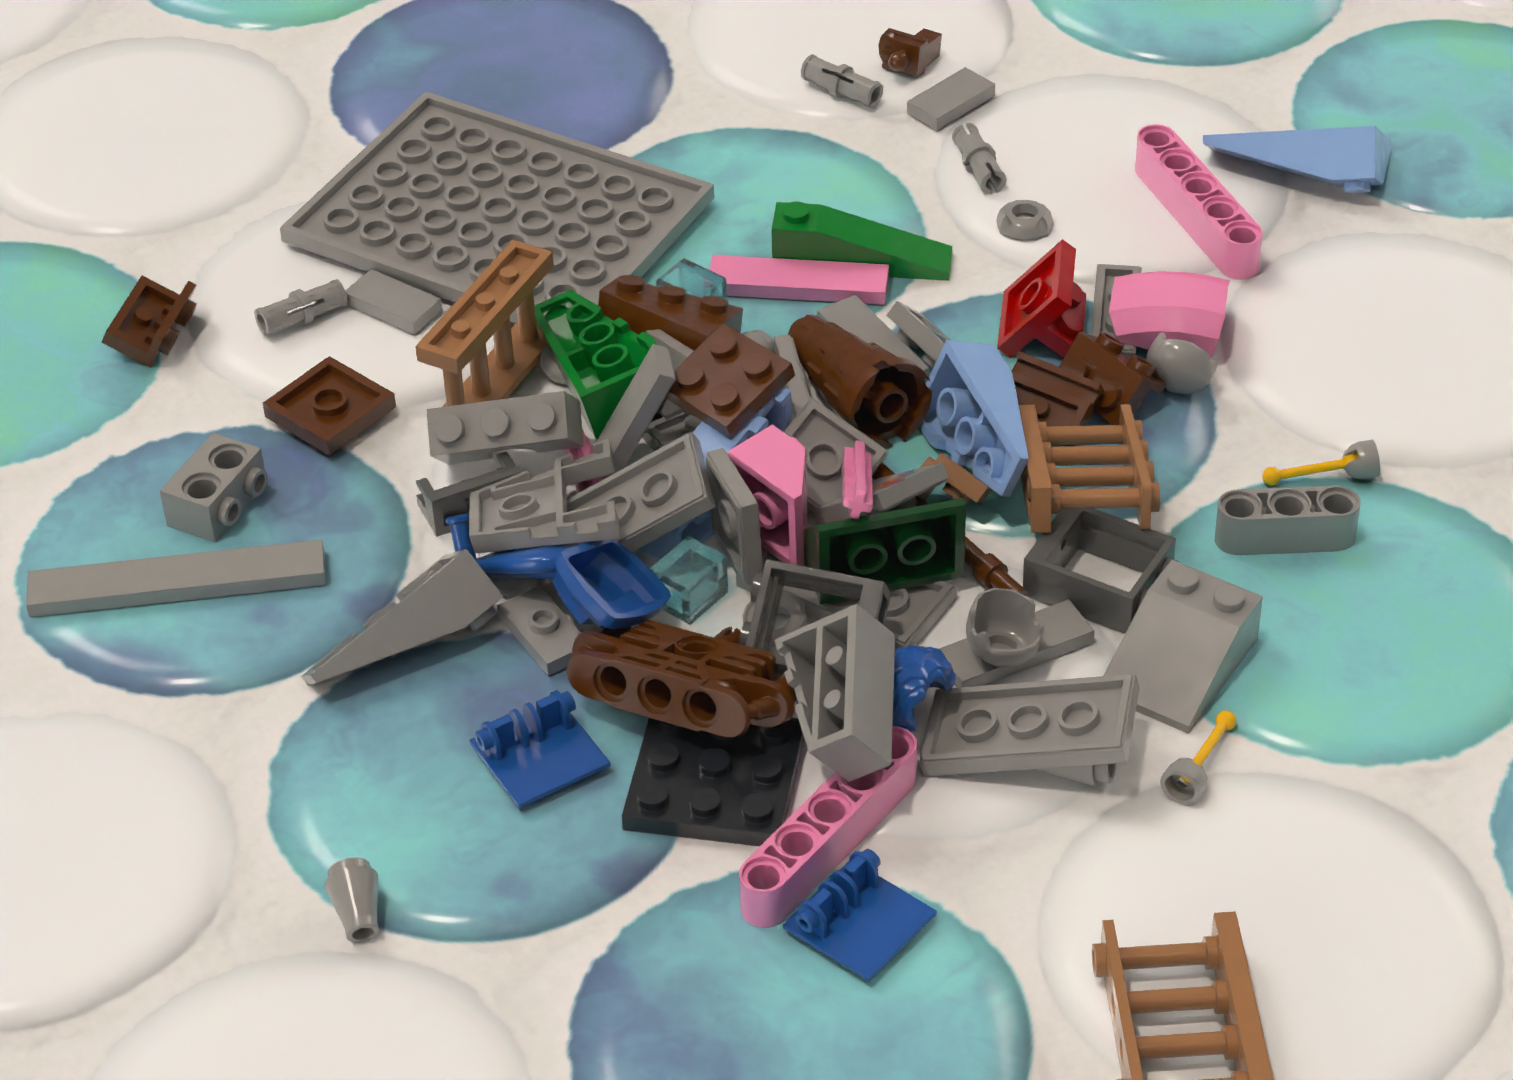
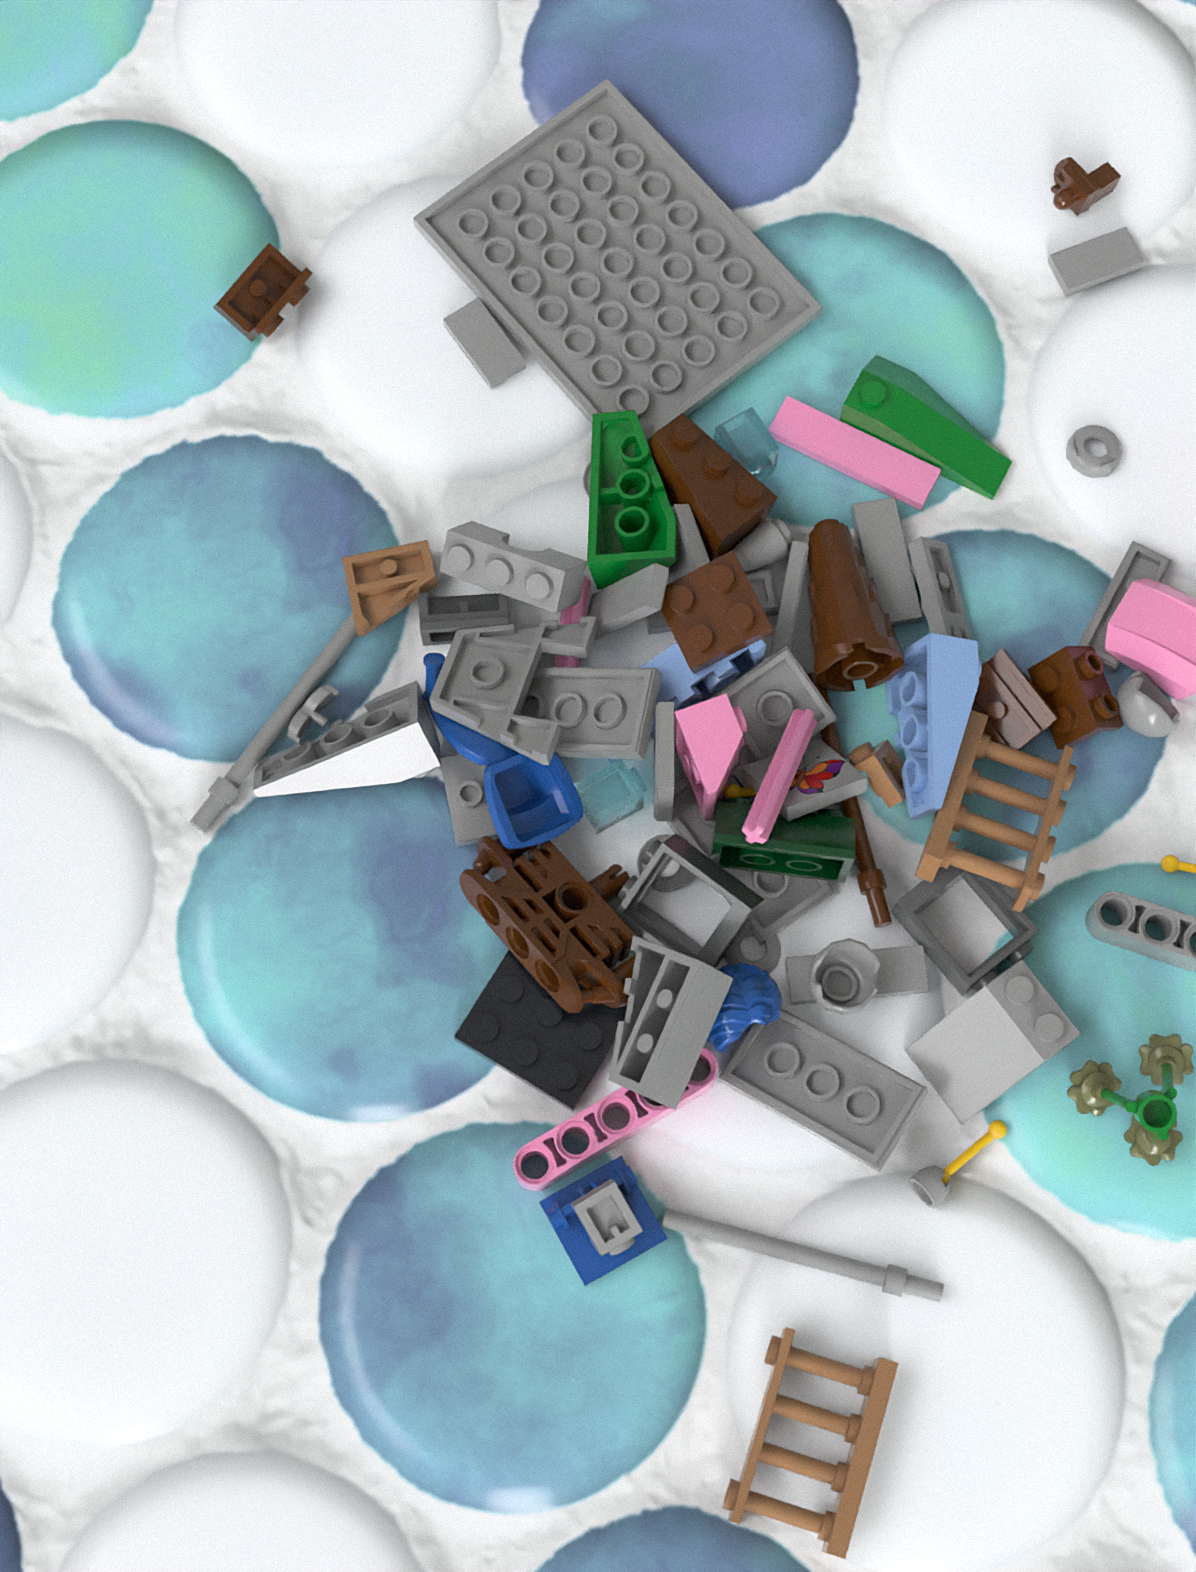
camera: 20 degrees right, 30 degrees up
(175, 578) = (190, 615): light grey tile -> none
(214, 487) = (243, 519): light grey brick -> none
(276, 317) = (400, 324): light grey pin -> none
(278, 695) = (225, 789): none -> light grey bar
(329, 405) = (382, 459): reddish brown plate -> none
(344, 606) = (311, 710): none -> light grey piece
(354, 894) = (212, 1037): light grey cone -> none
(376, 489) = (387, 582): none -> medium nougat wing
(485, 312) = (533, 456): medium nougat fence -> none
(538, 750) = (415, 935): blue hinge -> none
(842, 80) = (997, 204): light grey pin -> none
(866, 889) = (607, 1219): none -> light grey bracket
(979, 158) = (1085, 356): light grey pin -> none
(1043, 305) = (1054, 586): red bracket -> none
(1190, 869) = (892, 1279): none -> light grey bar
(1363, 610) = (1153, 1110): none -> olive plant

